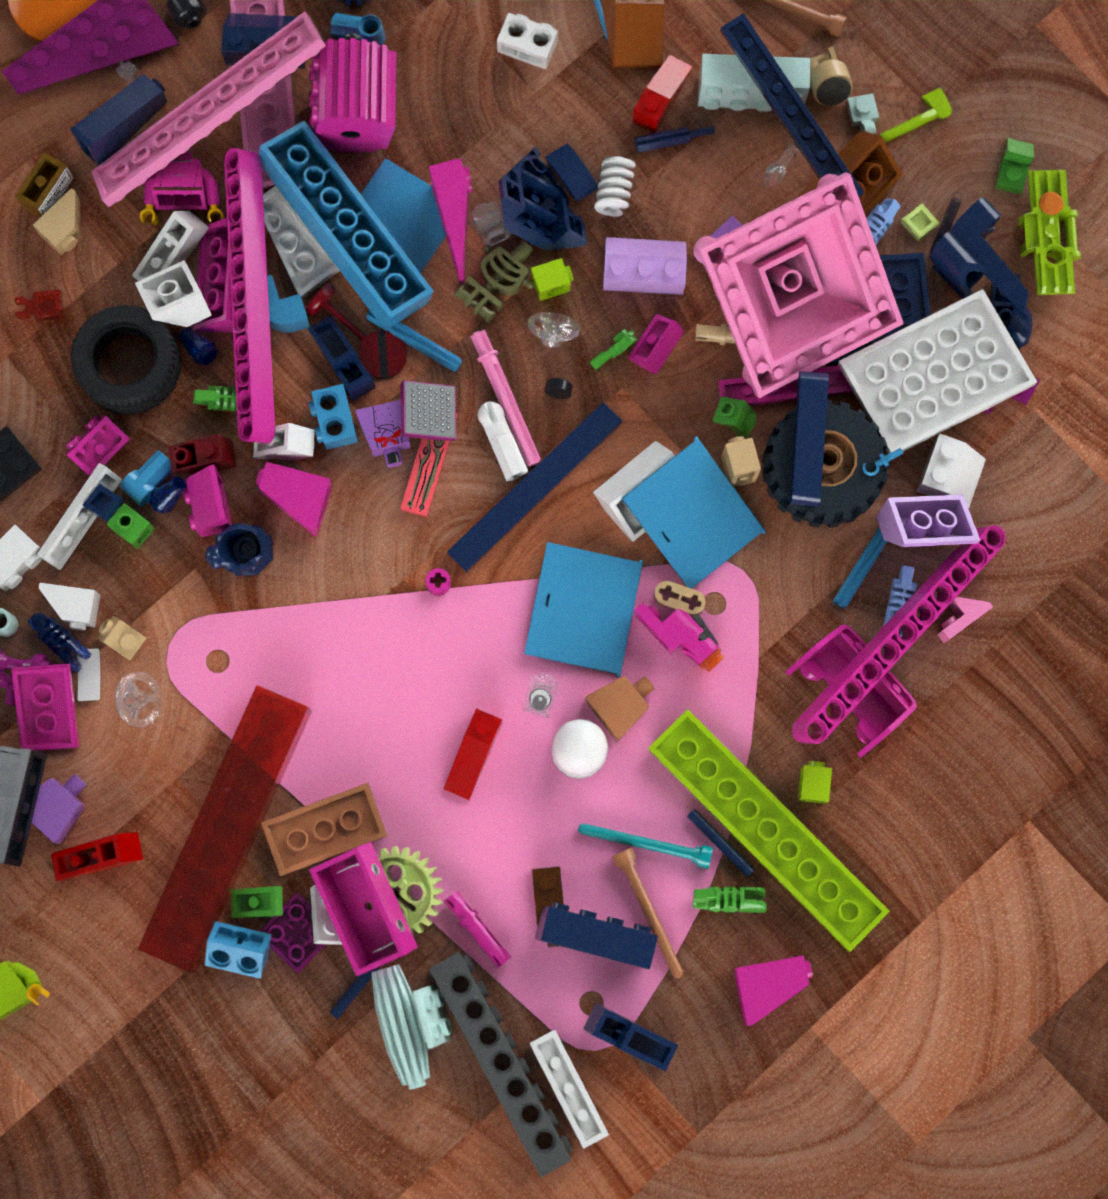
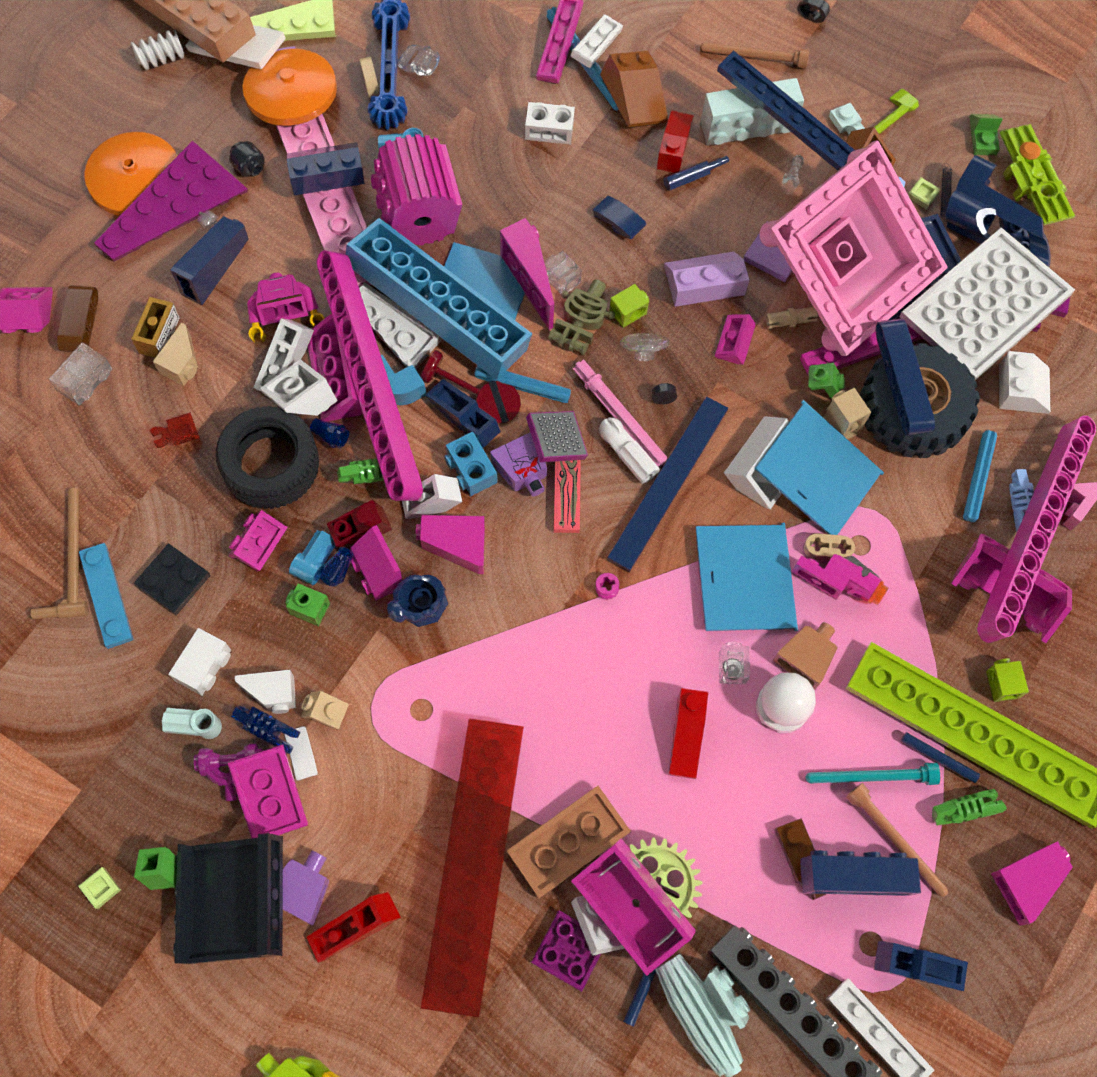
camera: 15 degrees left, 10 degrees down
(76, 520) = (257, 608): white plate -> none
(103, 502) = (277, 588): dark blue tile -> none
(132, 700) = (351, 764): clear piece -> none
(207, 109) = (290, 228): bright pink plate -> none
(237, 949) = (518, 982): dark azure brick -> none
(256, 902) = (524, 929): bright green slope -> none
(478, 930) = (742, 899): dark pink pin -> none
(538, 206) = (602, 250): dark blue wedge -> none
(612, 185) = (660, 218): white piece -> none
(622, 342) = (707, 342): bright green plate -> none
(829, 79) = (817, 96): piece -> none
(883, 461) = (973, 380): dark azure hand -> none
(927, 521) = (1025, 424): lavender slope -> none

